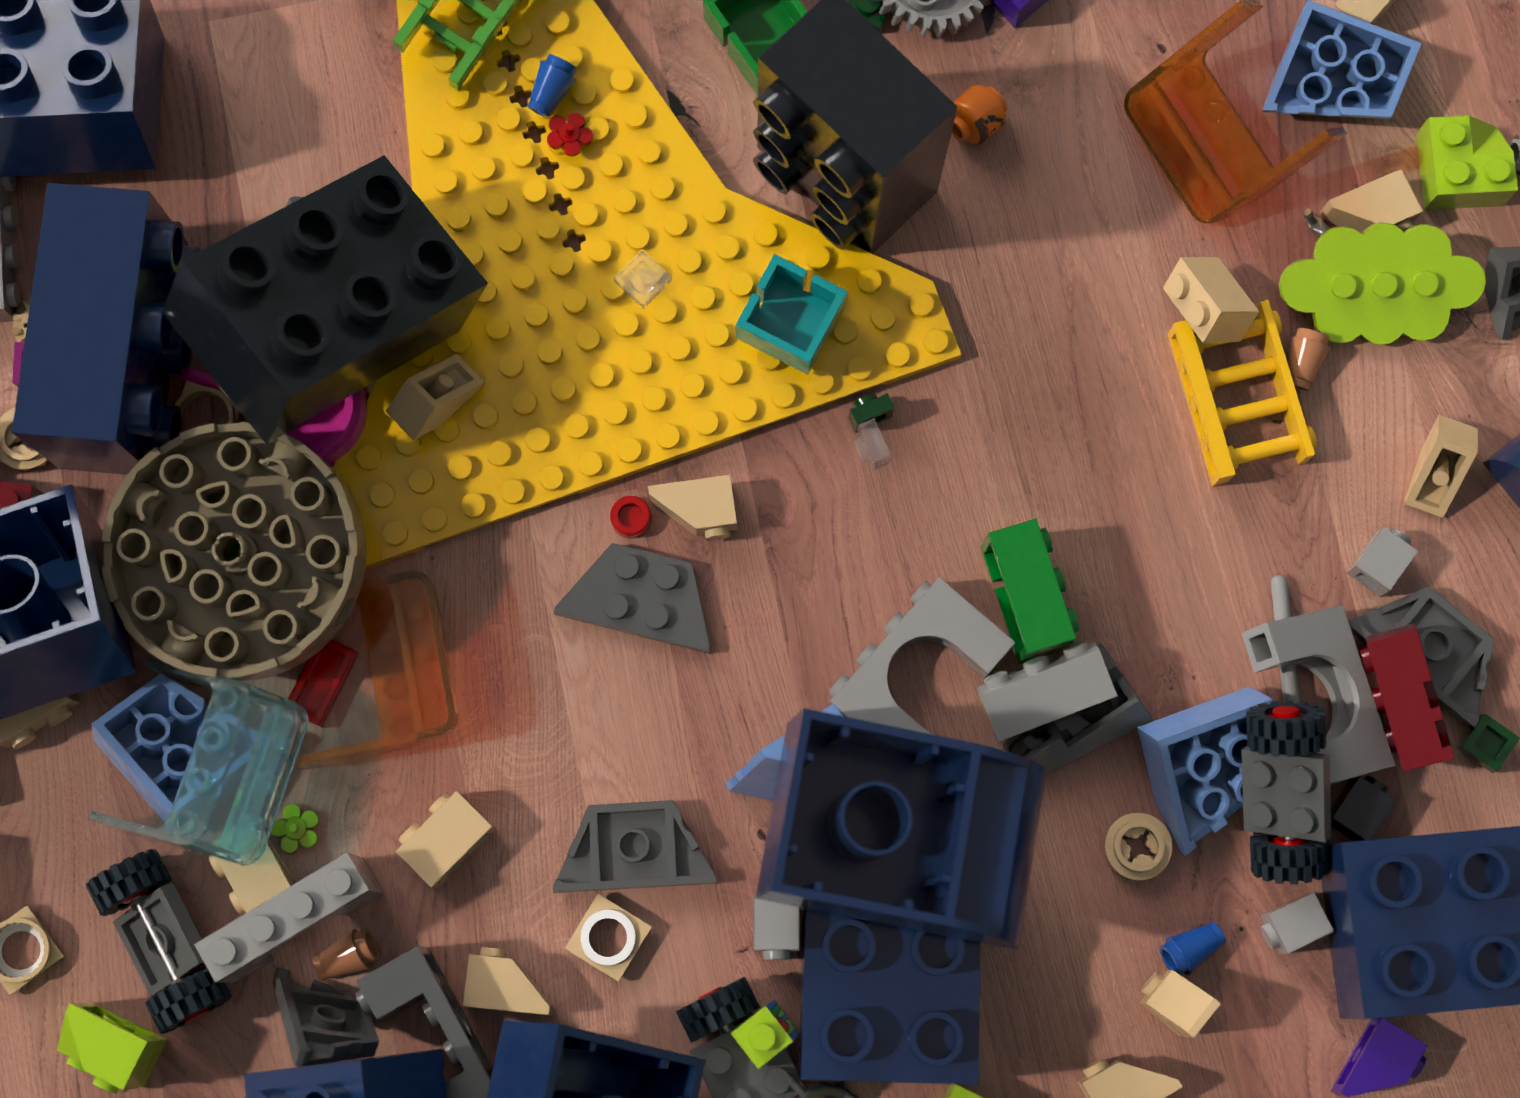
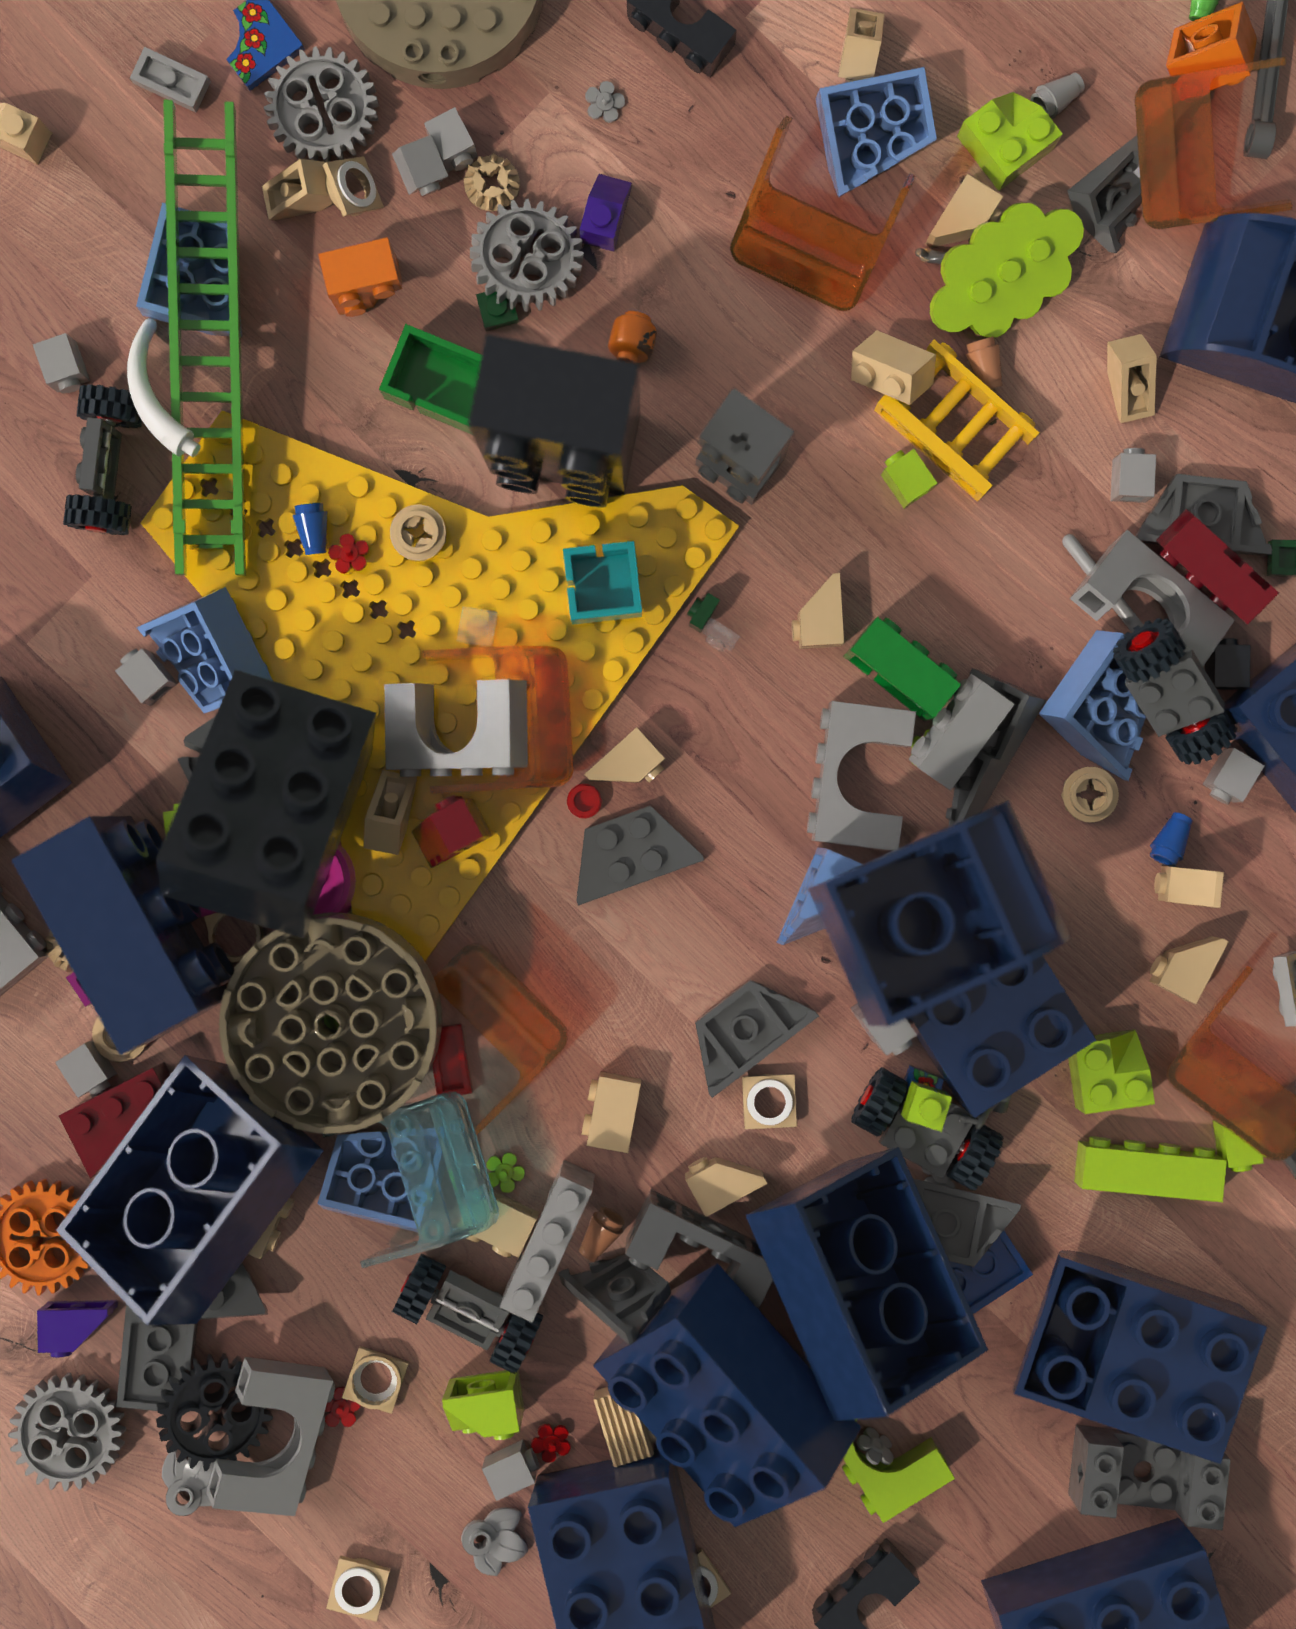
camera: 30 degrees left, 10 degrees up
(297, 120) = (145, 676): none -> light grey brick
(374, 118) = (206, 646): none -> medium blue wedge
(482, 447) = (451, 830): none -> dark red wedge
(582, 390) = (496, 744): none -> light grey arch
(633, 396) = (547, 714): none -> clear orange windscreen
(651, 139) = (410, 518): none -> tan gear
(982, 492) = (821, 619): none -> tan slope
(1016, 270) = (745, 440): none -> dark grey plate
(1157, 416) = (908, 477): none -> lime brick

